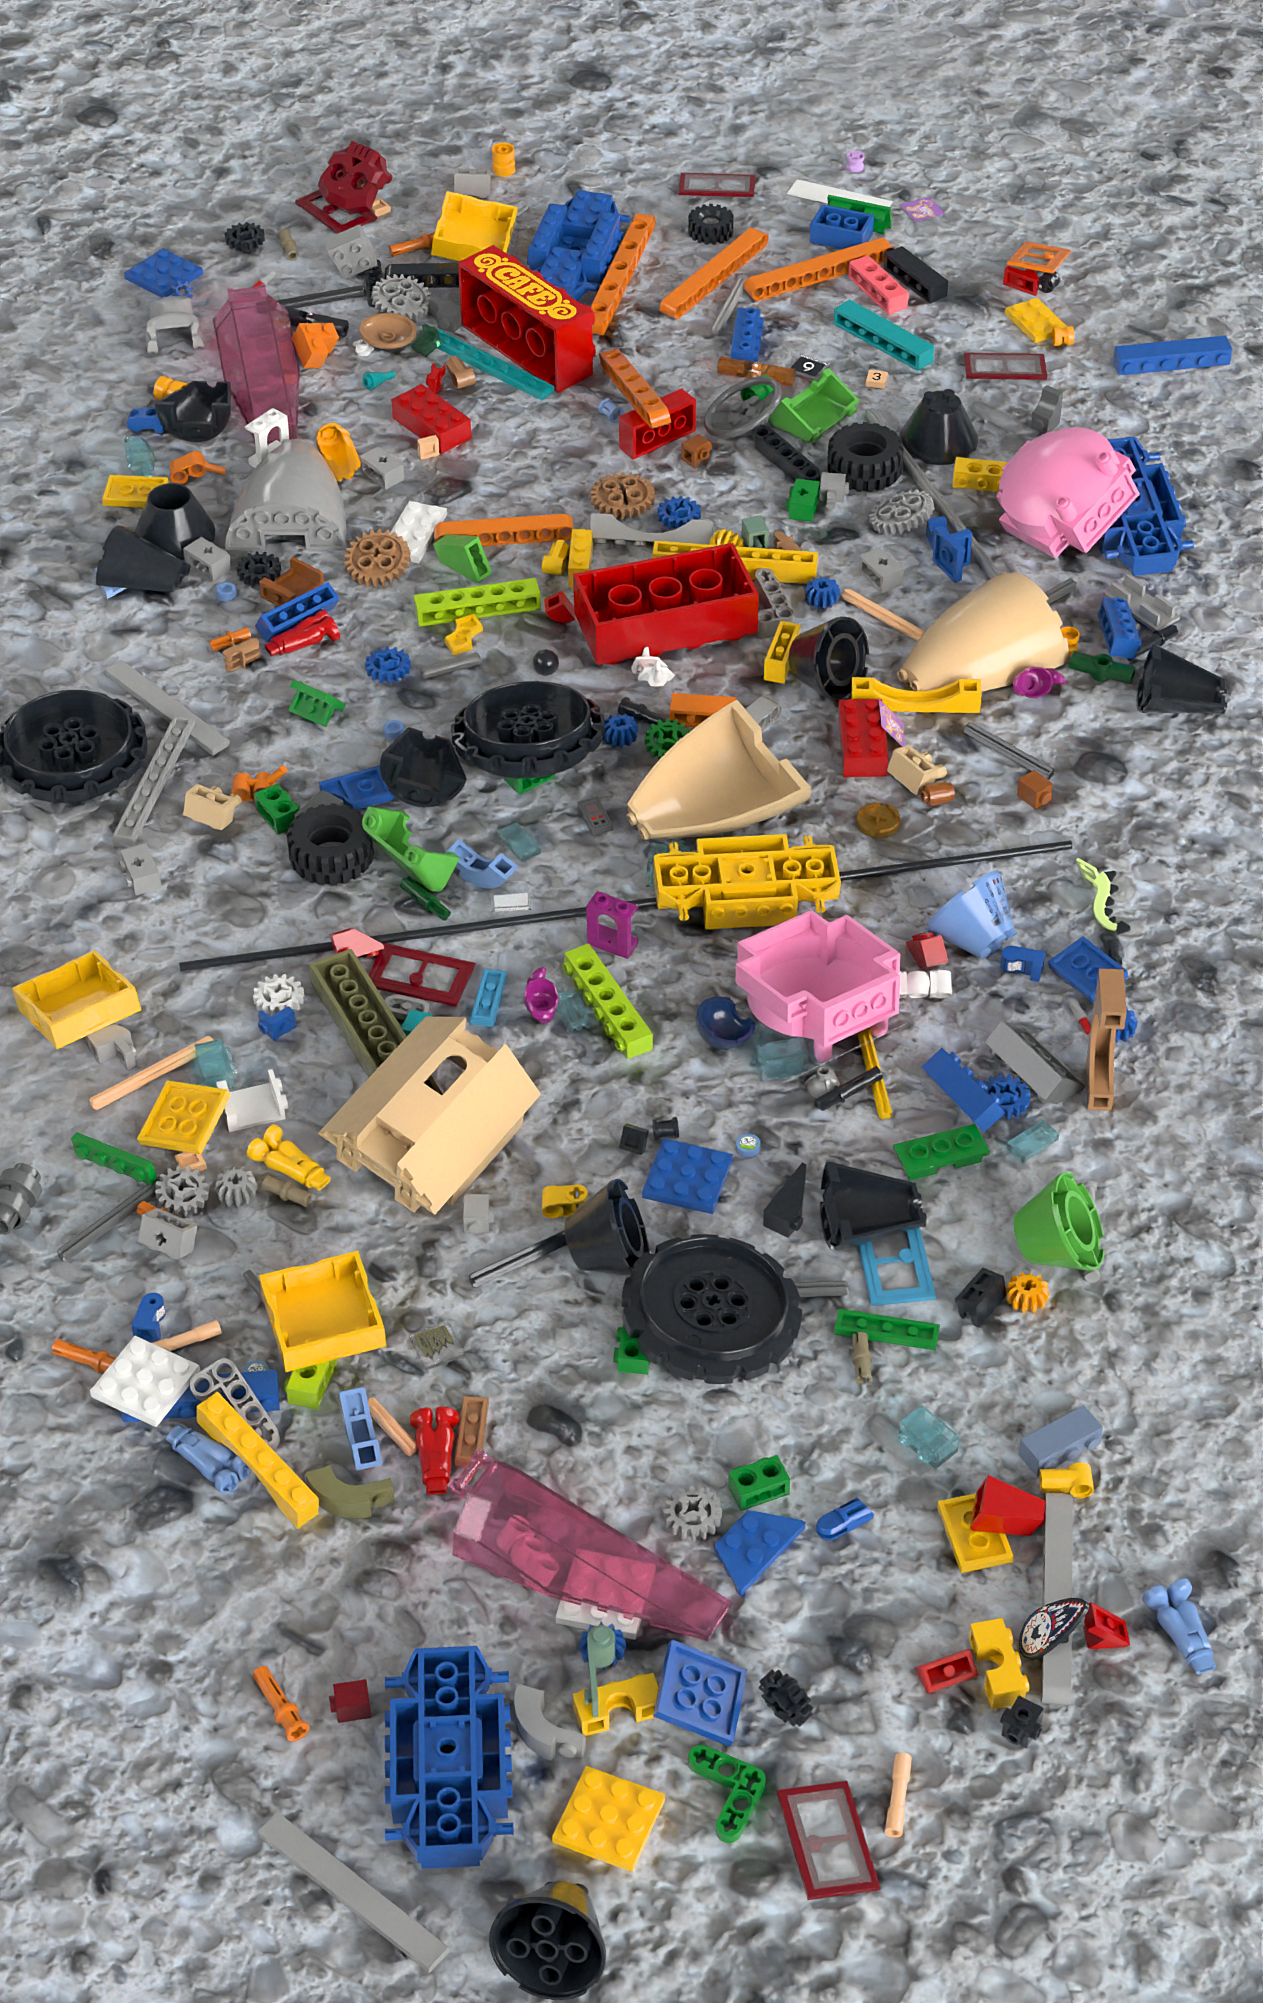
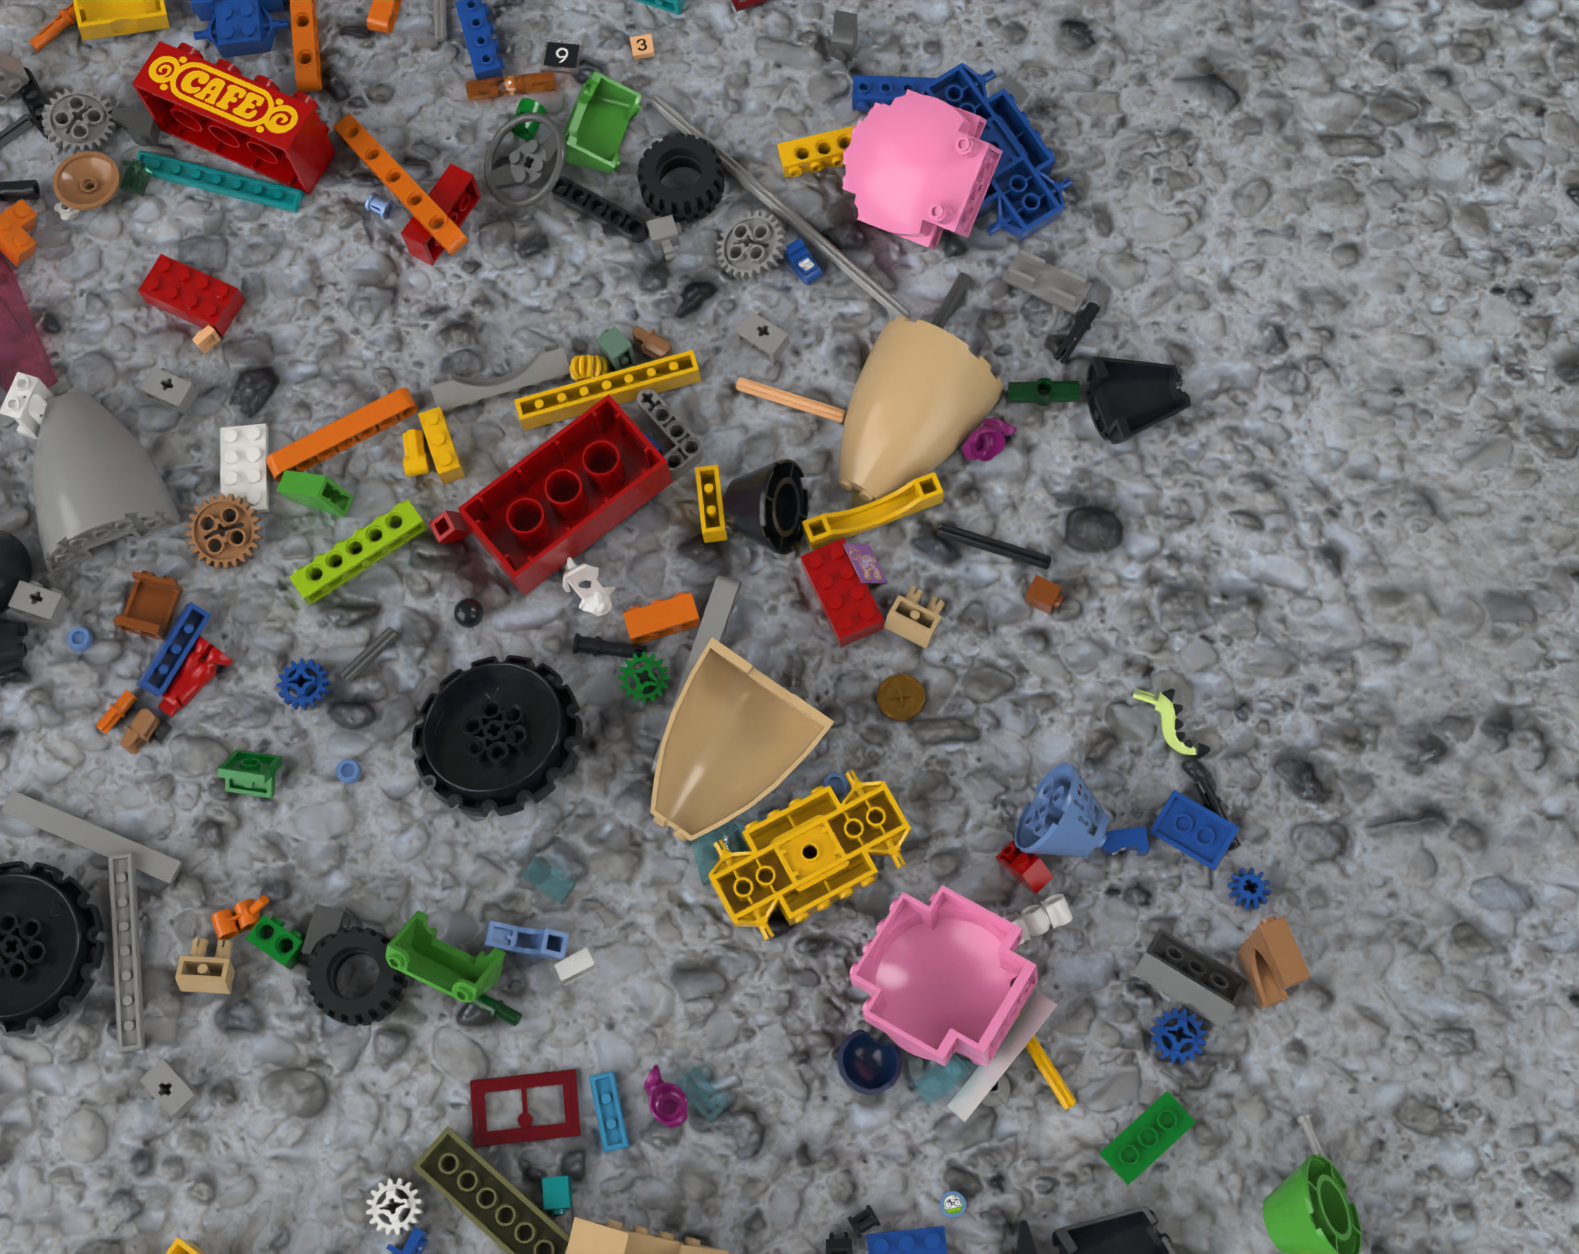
camera: 15 degrees left, 25 degrees up
(258, 567) = (99, 587): black gear -> none
(337, 450) = (113, 388): light orange hair -> none
(355, 940) = (443, 1105): slope -> none
(359, 788) = (355, 870): blue wing -> none
(374, 379) = (102, 256): teal cone -> none
(401, 1005) = (534, 1166): light grey plate -> none
(421, 271) = (95, 69): black beam -> none
(422, 769) = (407, 825): black cone -> none
(433, 379) = (168, 232): red plate -> none
(460, 373) = (195, 214): medium nougat piece -> none
(461, 638) = (362, 611): yellow tile -> none
(579, 912) = (656, 950): black piece -> none
(595, 816) = (611, 811): dark grey tile -> none
(605, 938) = (691, 973): magenta panel -> none
(607, 1001) = (687, 1025): lime brick -> none
(620, 730) = (593, 687): blue gear -> none
(635, 491) = (428, 343): medium nougat gear -> none
(678, 512) = (524, 340): blue gear -> none
(695, 450) = (496, 232): dark orange brick -> none
(803, 500) = (637, 252): green brick -> none
(822, 592) = (706, 392): blue gear -> none
(849, 1088) = (1023, 1091): black axle -> none
(937, 793) = (948, 640): dark orange brick -> none
(939, 429) = (742, 110): black cone -> none
(952, 551) = (829, 289): blue bracket -> none
(963, 1089) = (1139, 1052): blue brick -> none
(1032, 1141) = (1226, 1078): clear light blue tile -> none
(1072, 636) = (997, 361): light orange wheel -> none
(1080, 1016) = (1208, 889): light grey piece -> none
(1119, 628) = (1042, 334): blue brick -> none

